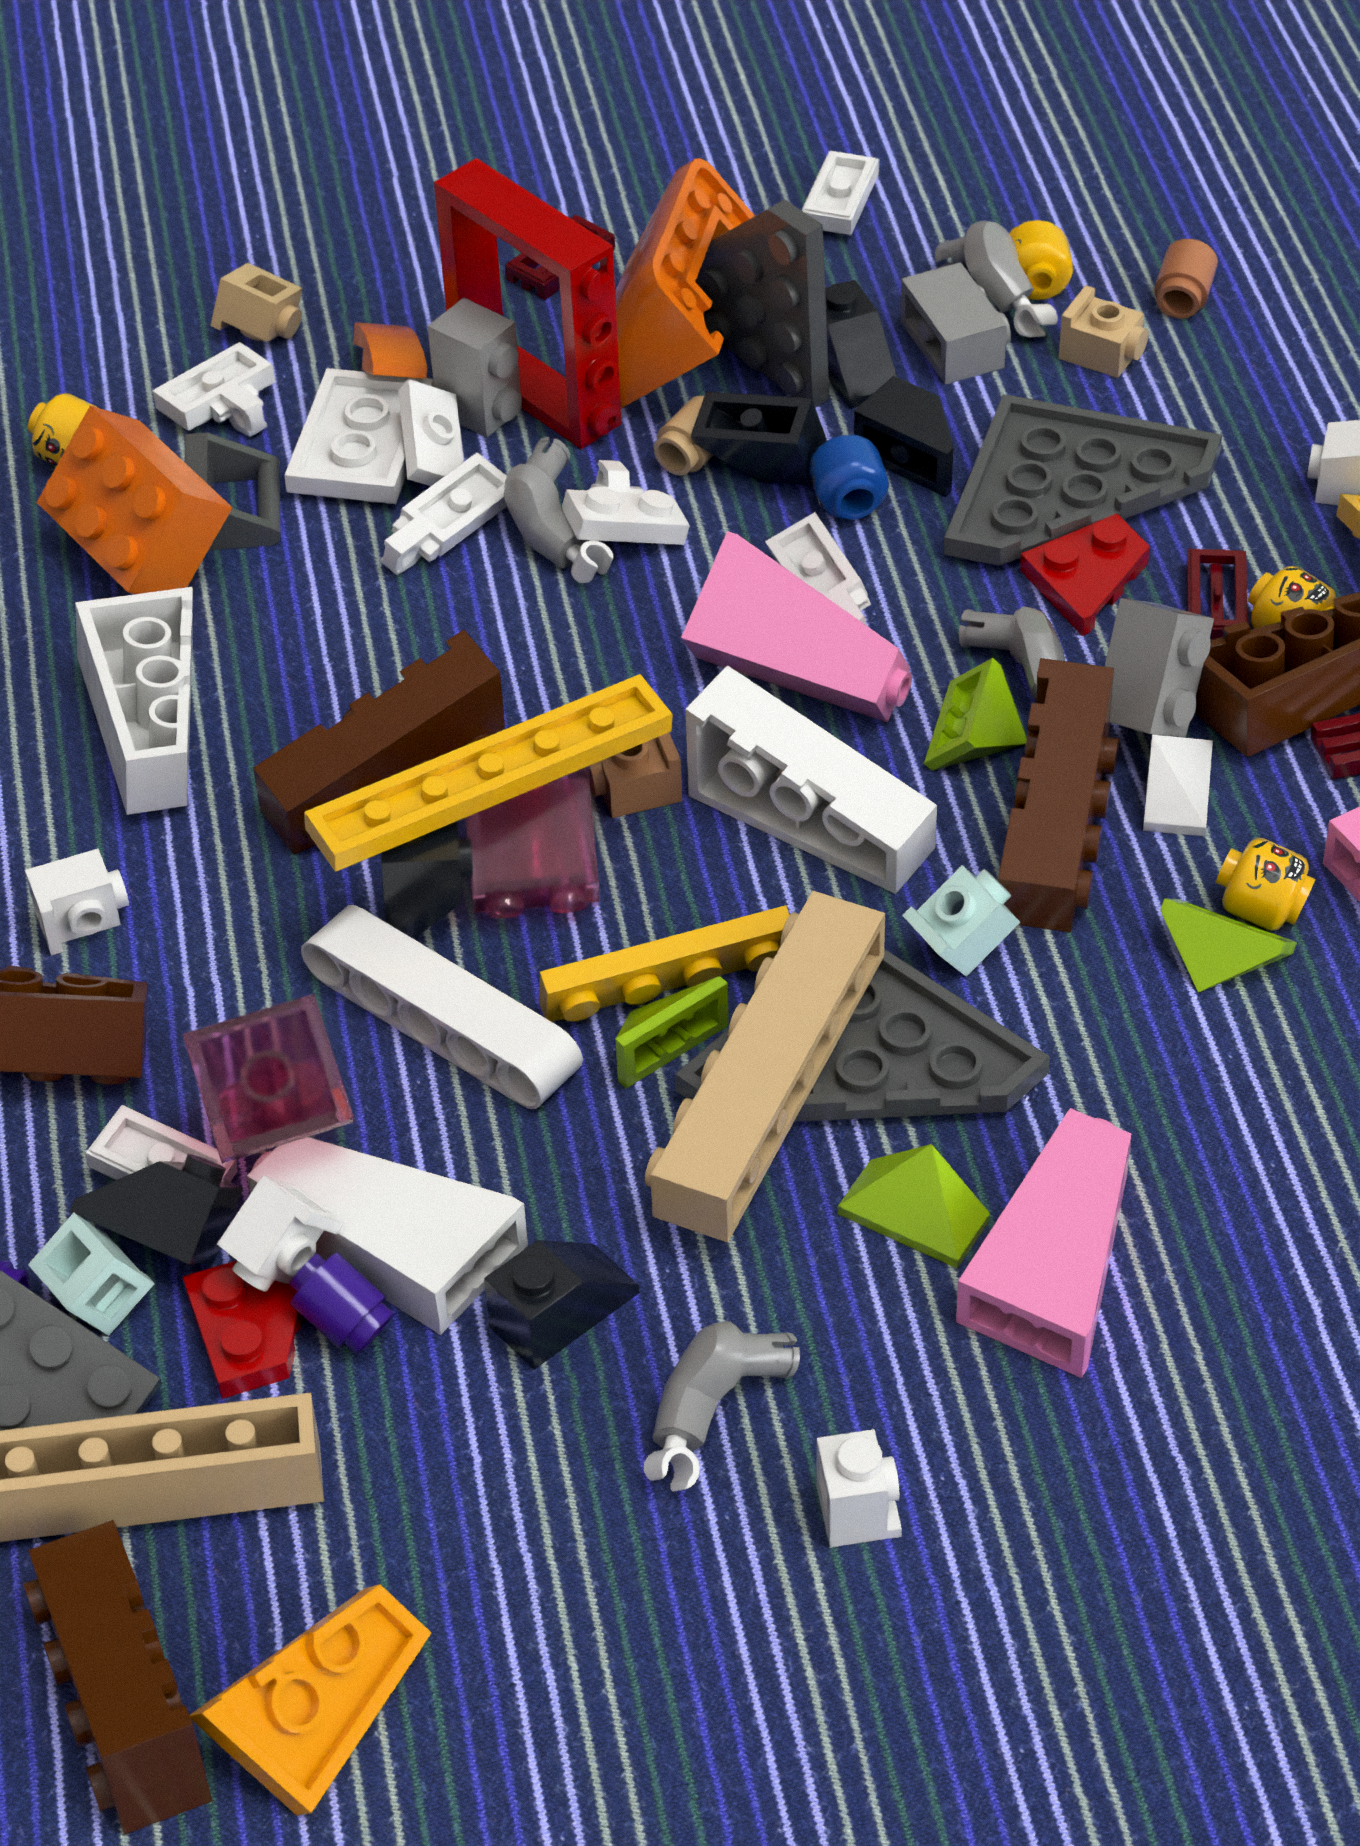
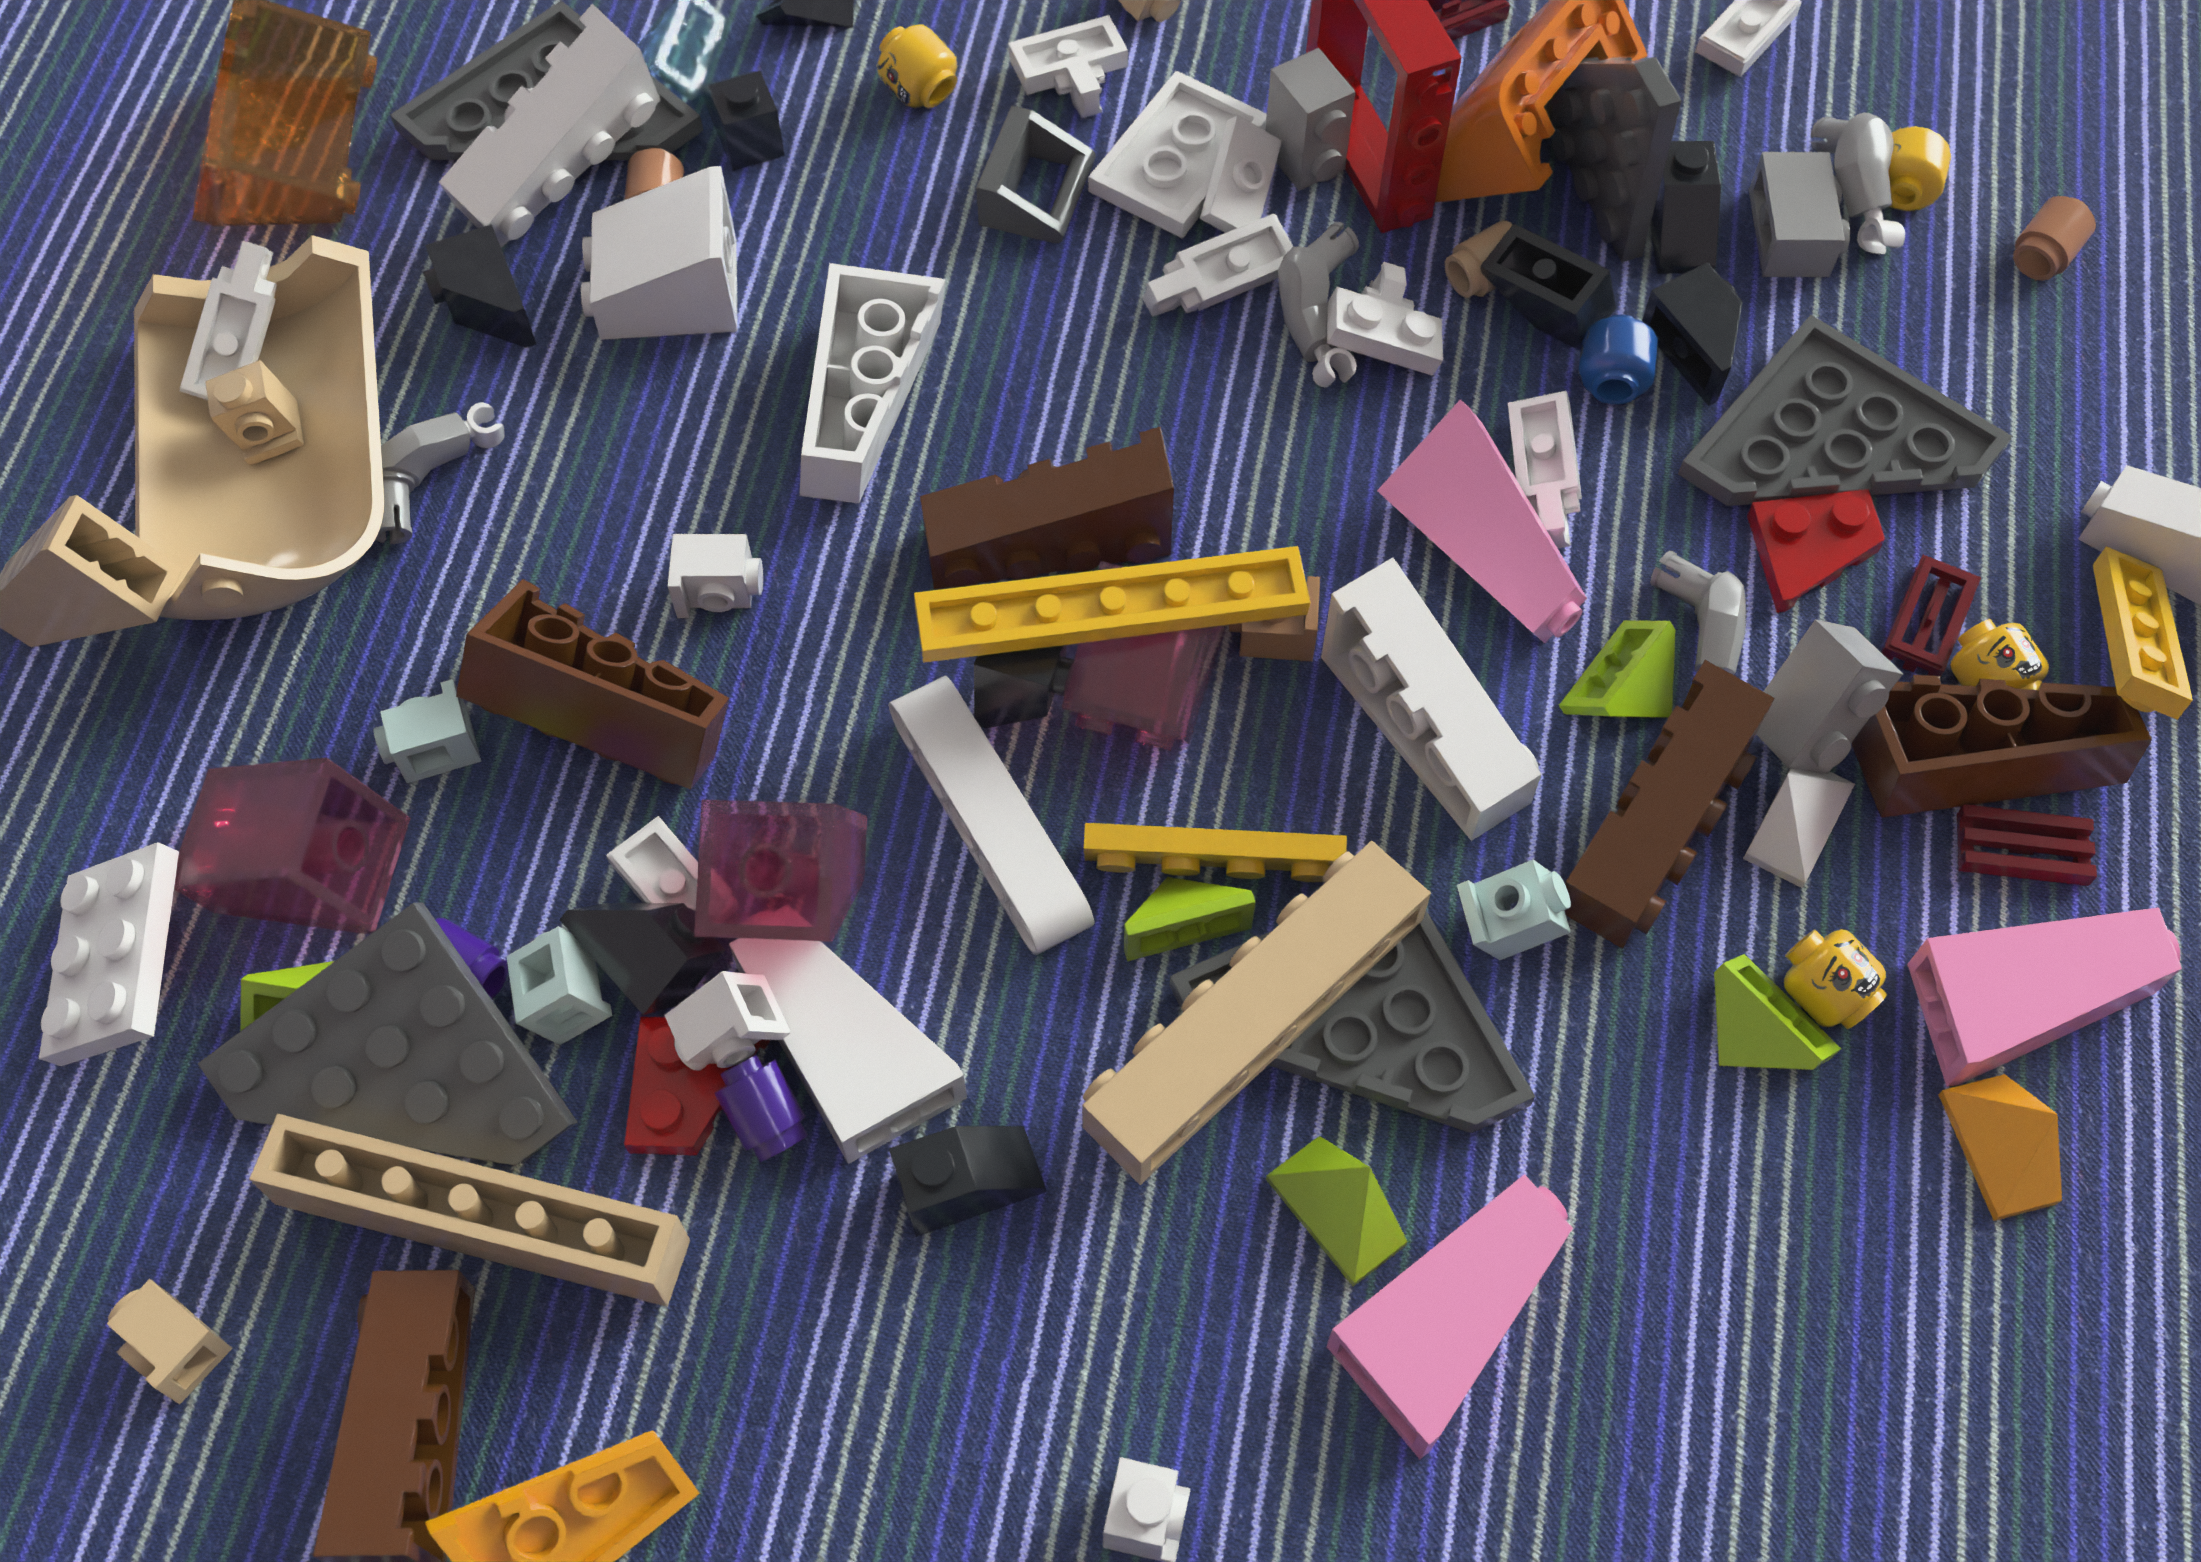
camera: 20 degrees right, 15 degrees up
(133, 503) = (931, 170): orange brick -> none
(390, 350) = (1241, 71): orange slope -> none
(699, 1381) = (1050, 1328): light grey arm -> none
(1101, 334) = (1940, 275): tan brick -> none

